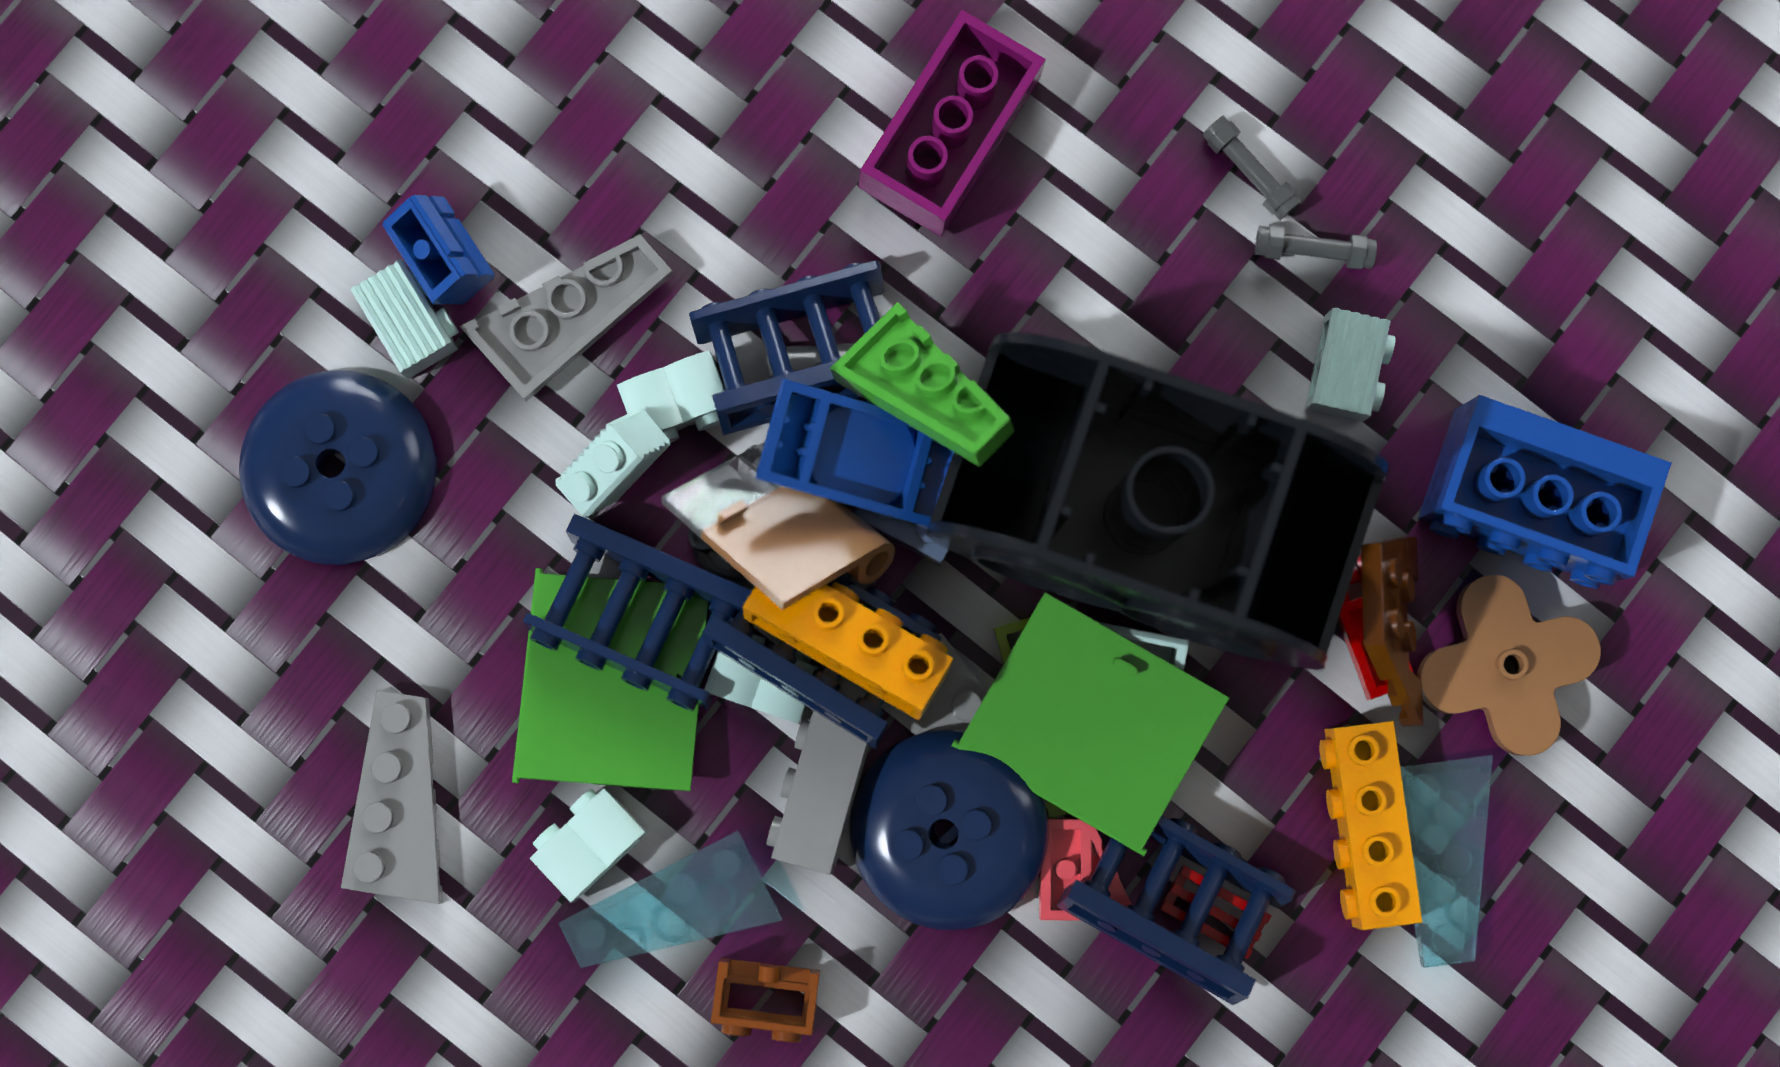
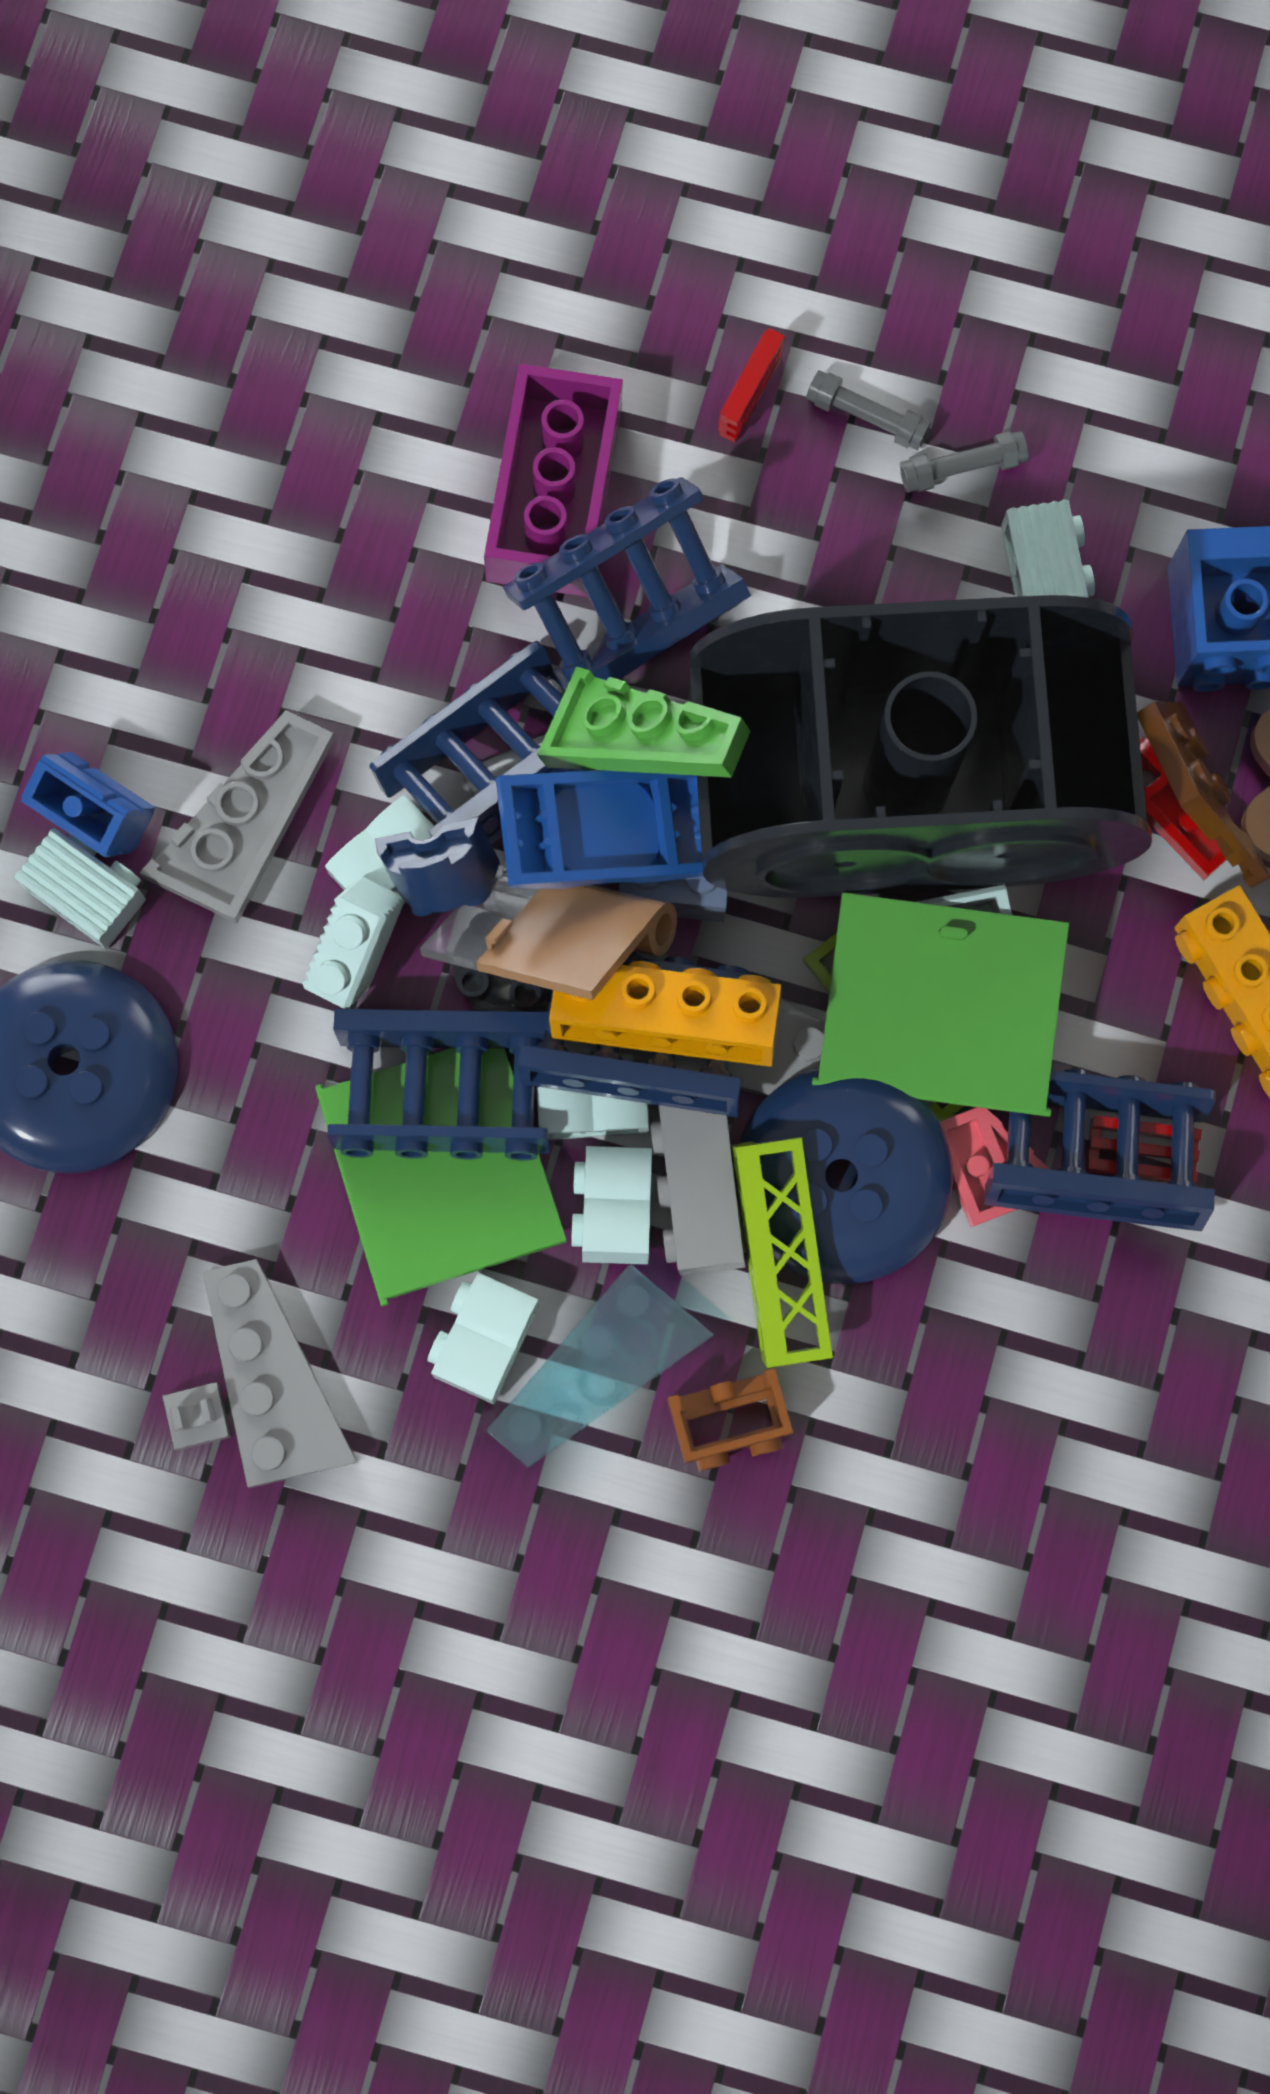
camera: 20 degrees left, 5 degrees down
(323, 810) = (196, 1416): none -> light grey tile
(712, 436) = (442, 870): none -> dark blue cylinder
(744, 776) = (615, 1205): none -> light aqua brick
(846, 875) = (760, 1255): none -> lime fence
(985, 290) = (668, 616): none -> dark blue fence
(1158, 105) = (751, 384): none -> red tile

